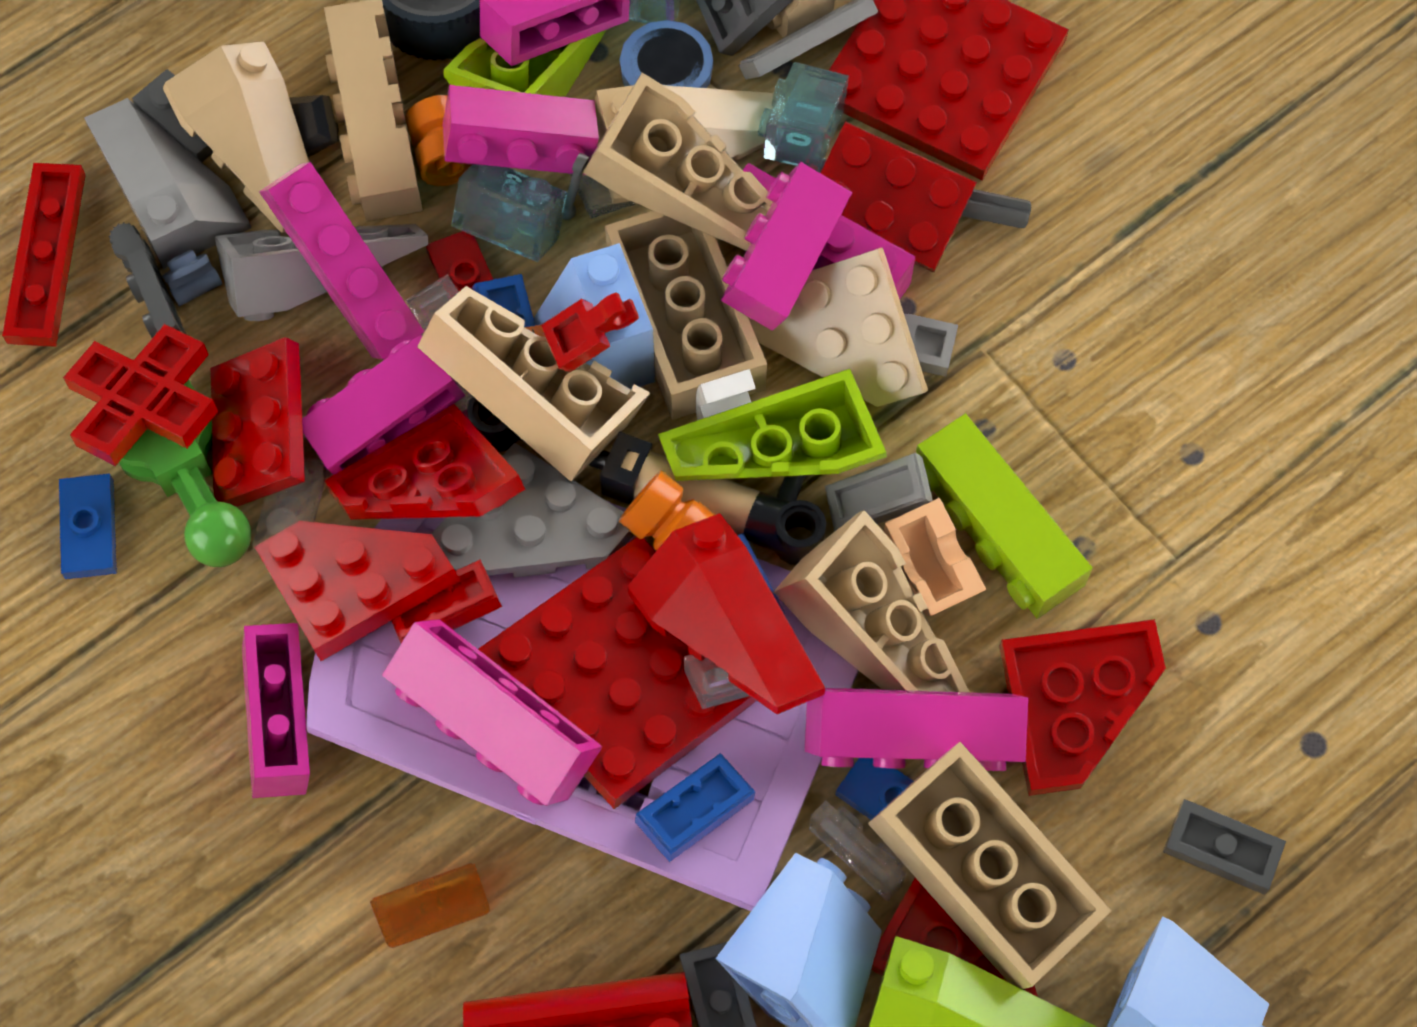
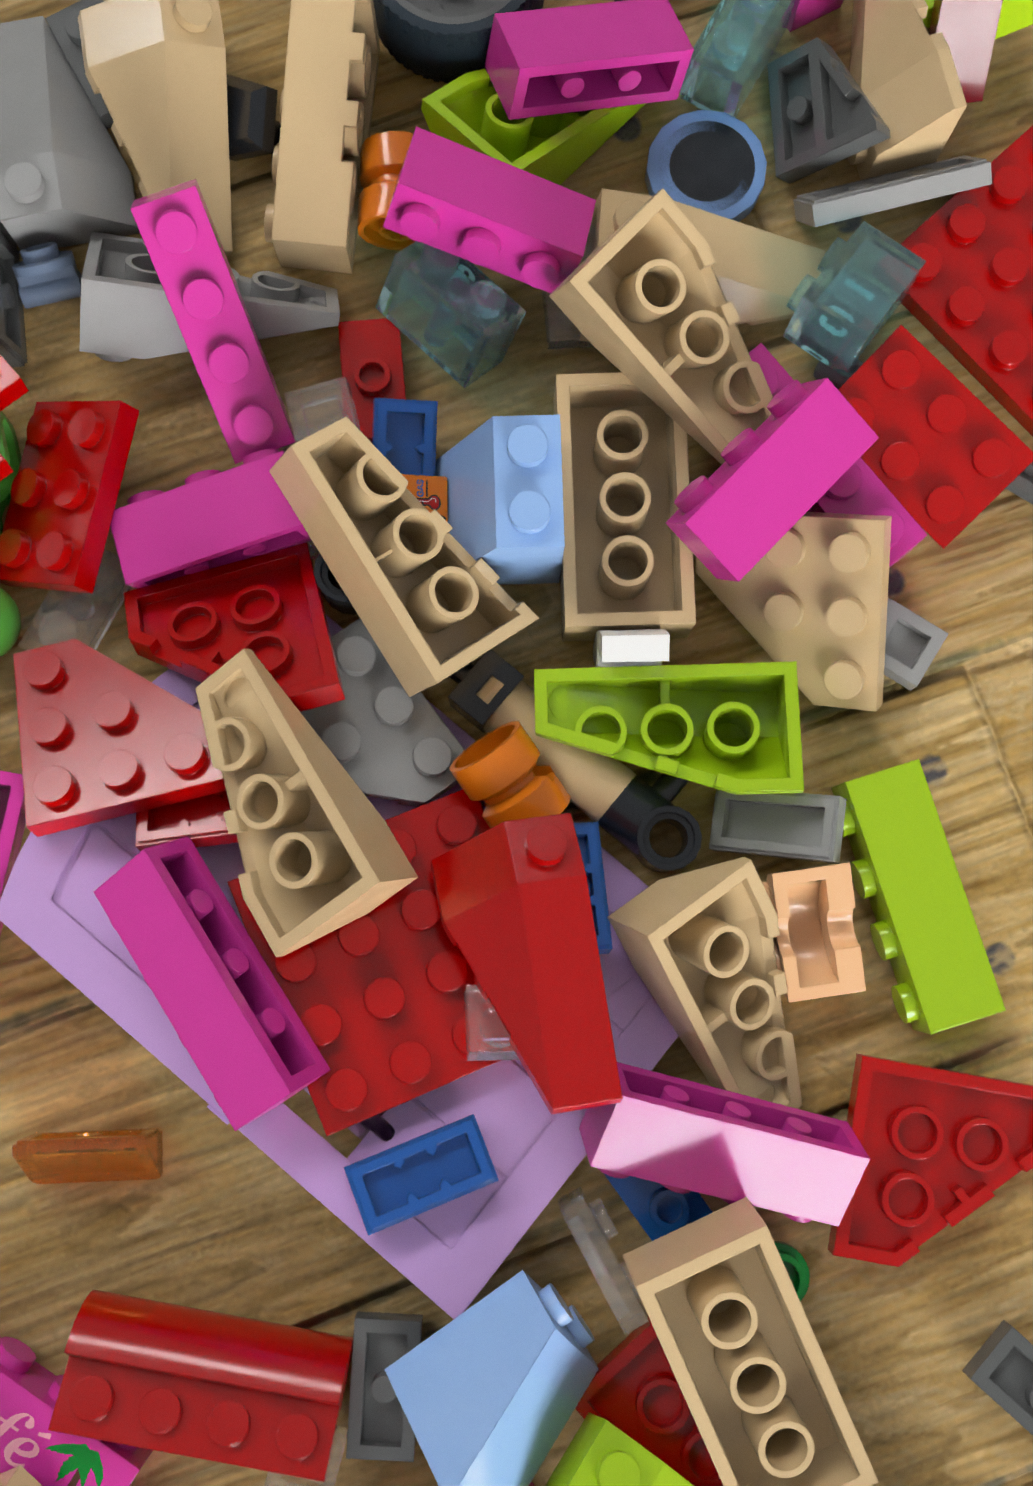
camera: 15 degrees right, 15 degrees up
(524, 584) = (302, 824): none -> tan wedge
(578, 167) = (544, 289): dark grey hinge -> none
(580, 329) = (469, 524): red plate -> none

